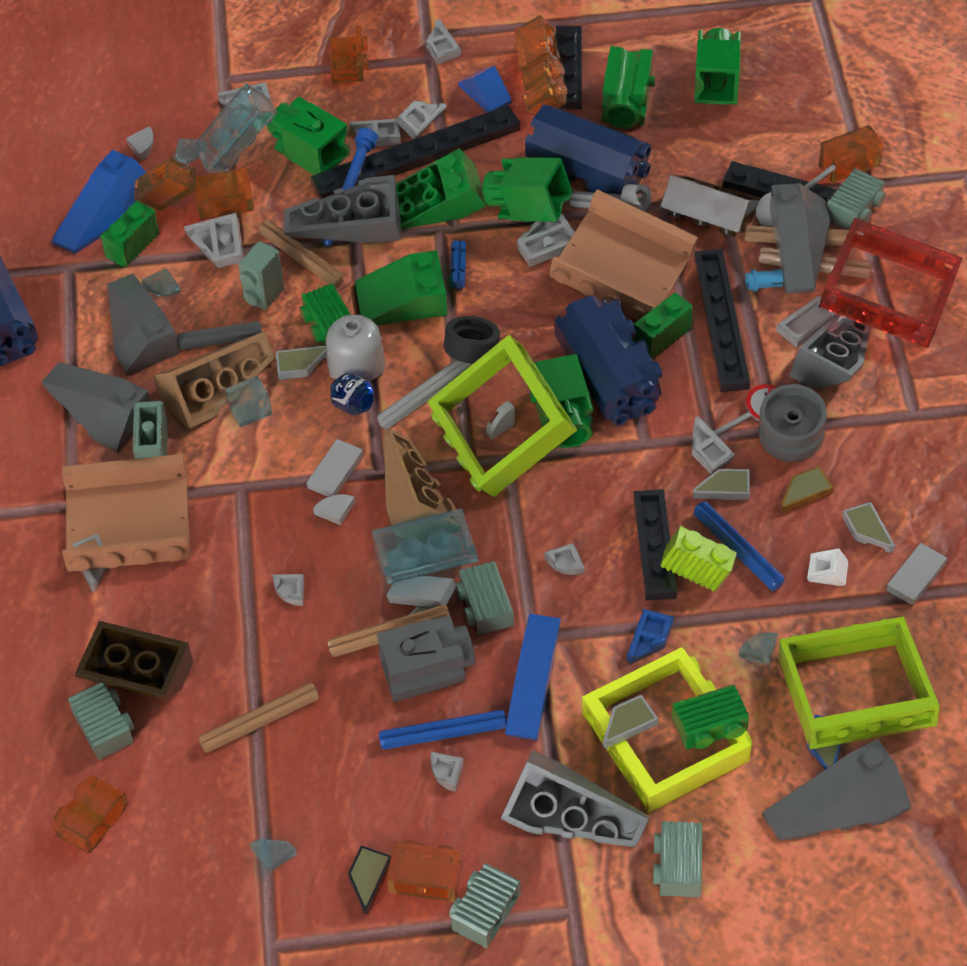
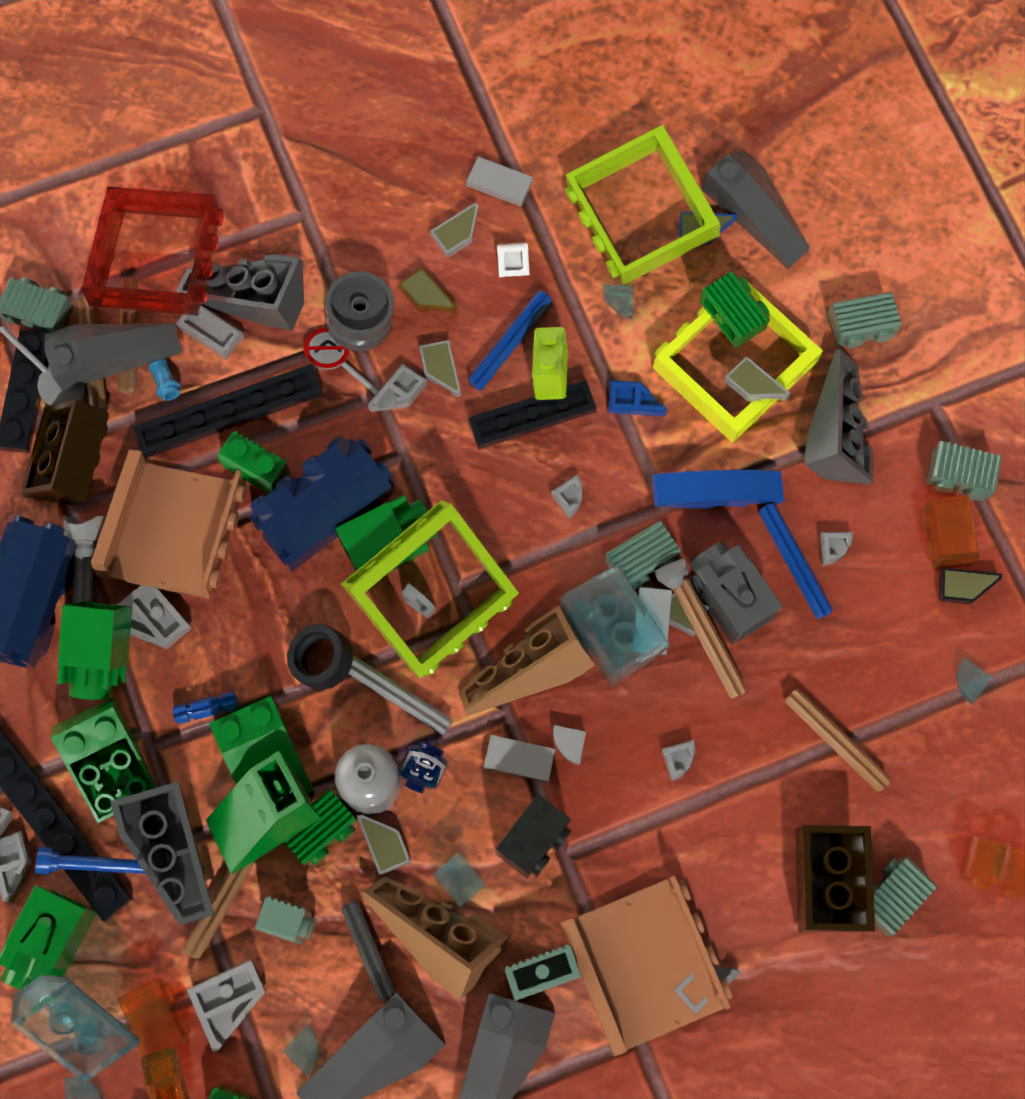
camera: 110 degrees left, 20 degrees up
(260, 449) = (533, 837): none -> pearl dark grey brick
(352, 274) = (261, 812): none -> green slope
(457, 604) = (672, 574): none -> light grey tile

